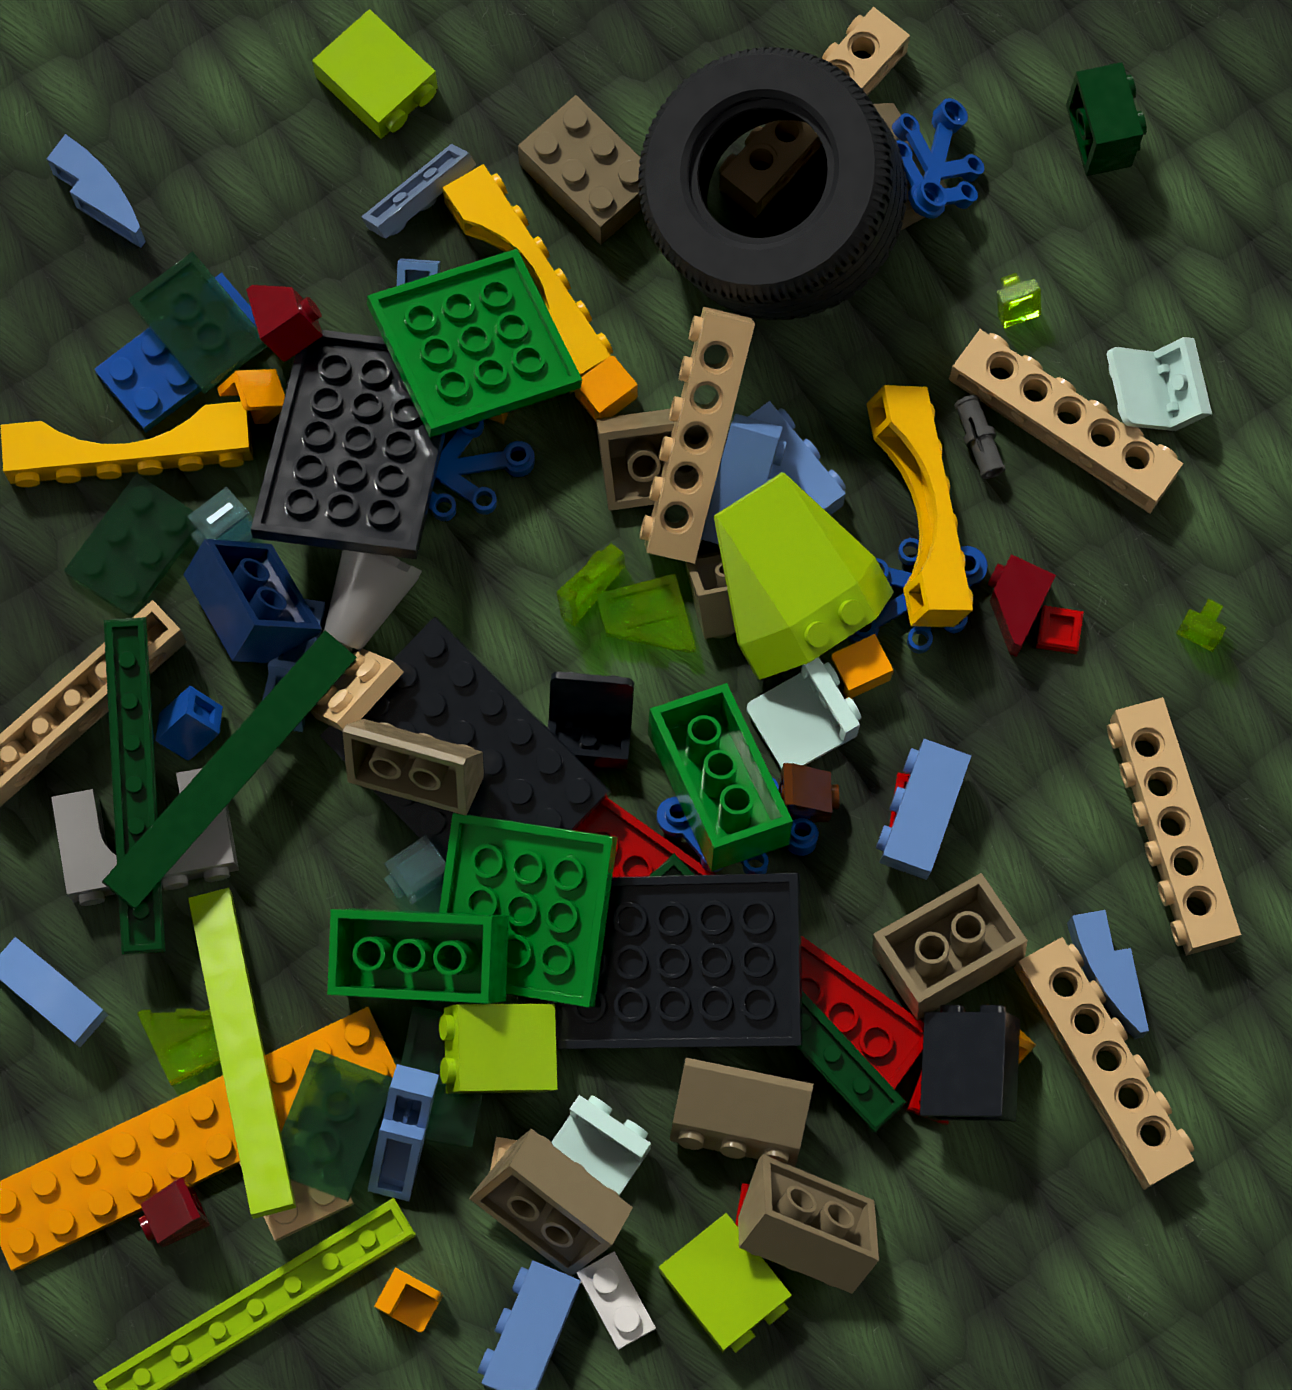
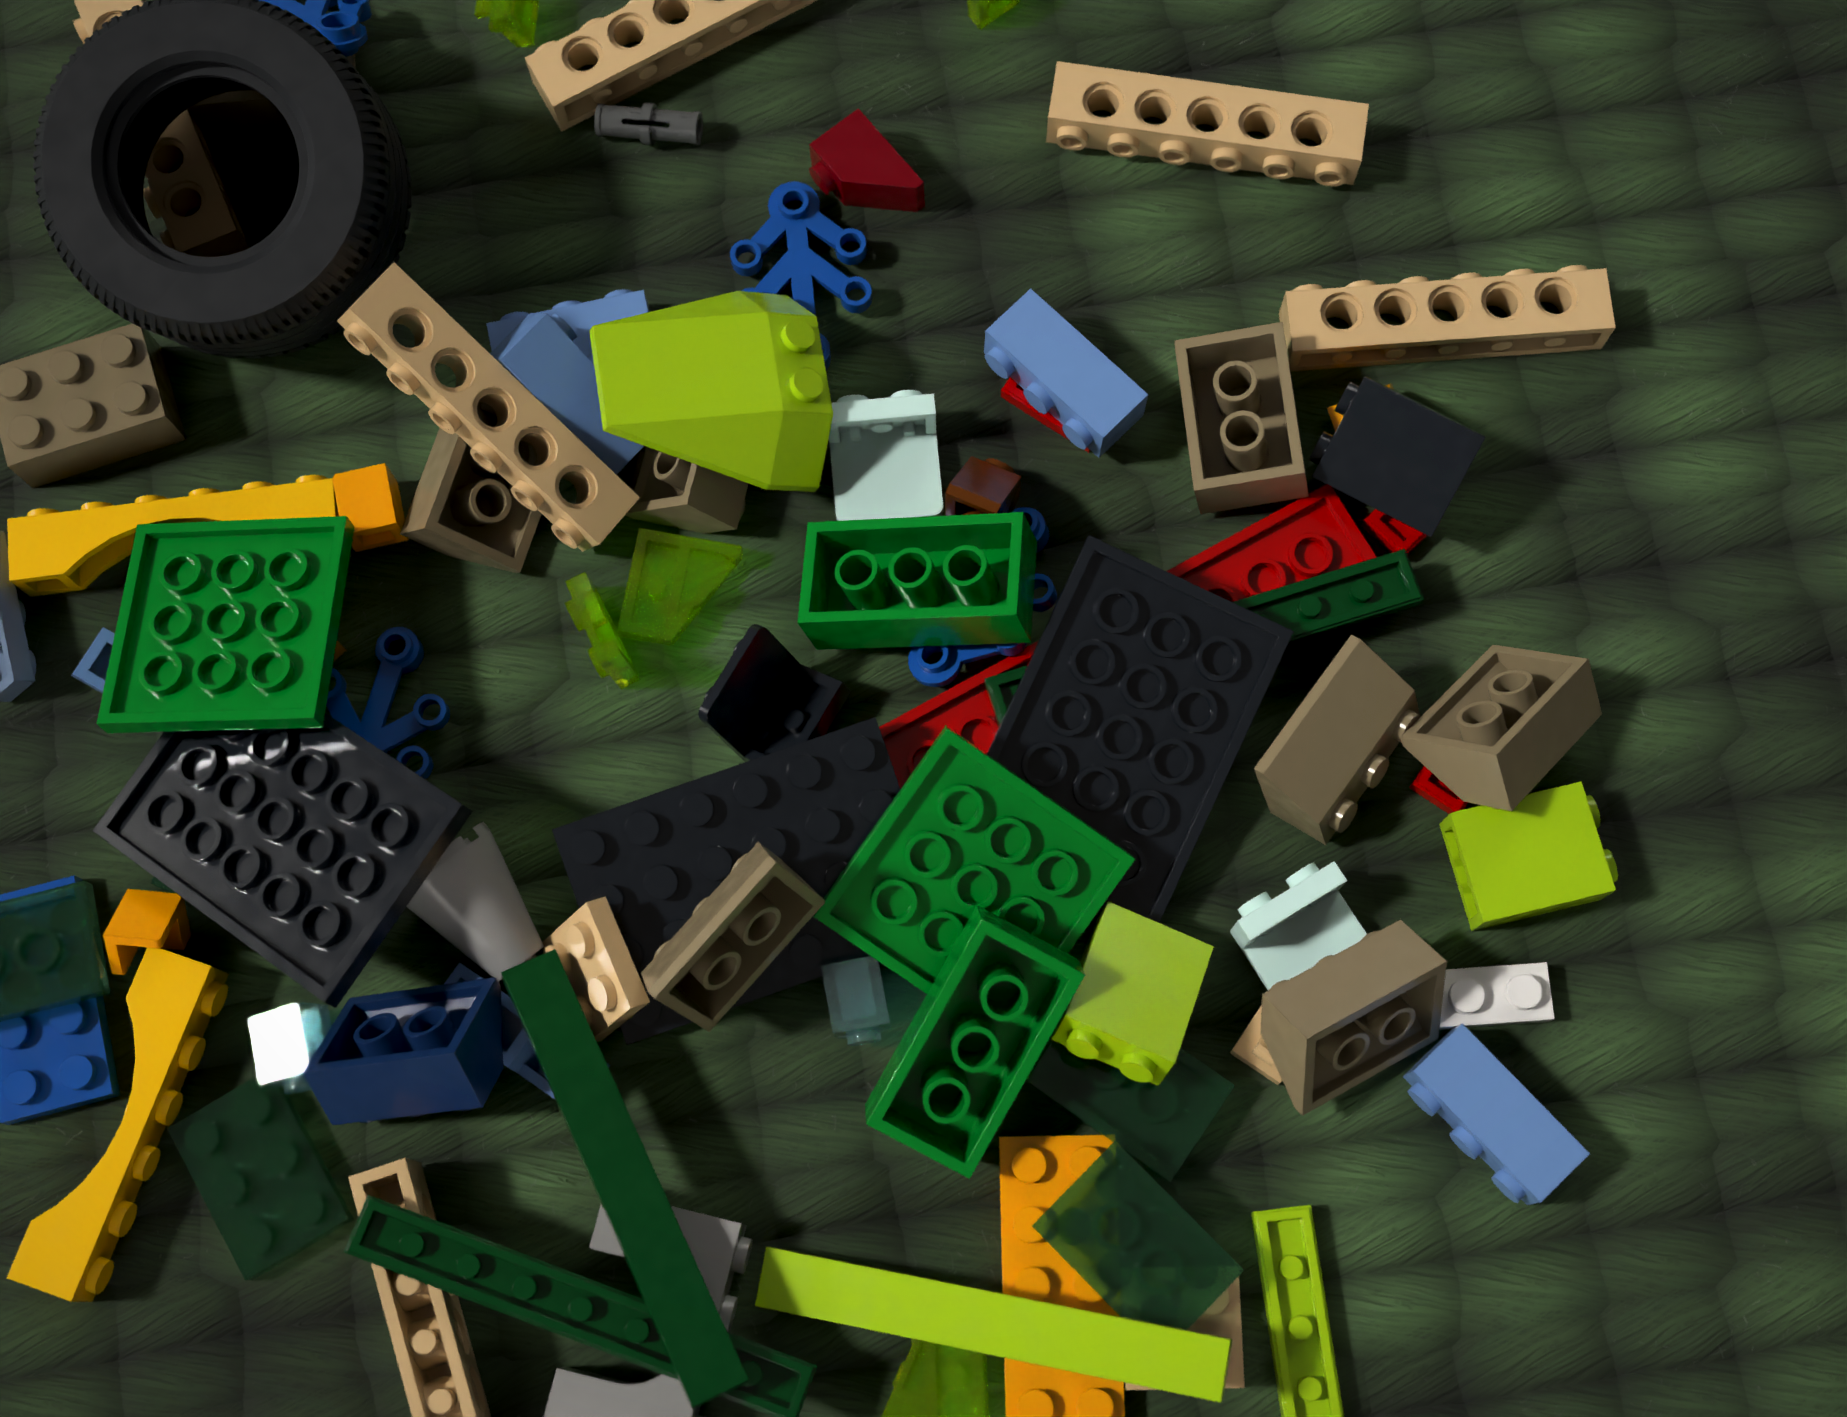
camera: 60 degrees left, 0 degrees up
(189, 723) = (529, 1204): blue panel -> none
(284, 319) = (68, 845): dark red slope -> none
(402, 1132) = (1185, 1159): medium blue slope -> none
(408, 1300) = (1389, 1250): light orange panel -> none
(862, 666) = (856, 364): light orange panel -> none
(906, 431) = (607, 193): yellow arch -> none
(1059, 629) = (920, 142): red tile -> none
(1110, 969) = (1342, 260): medium blue slope -> none

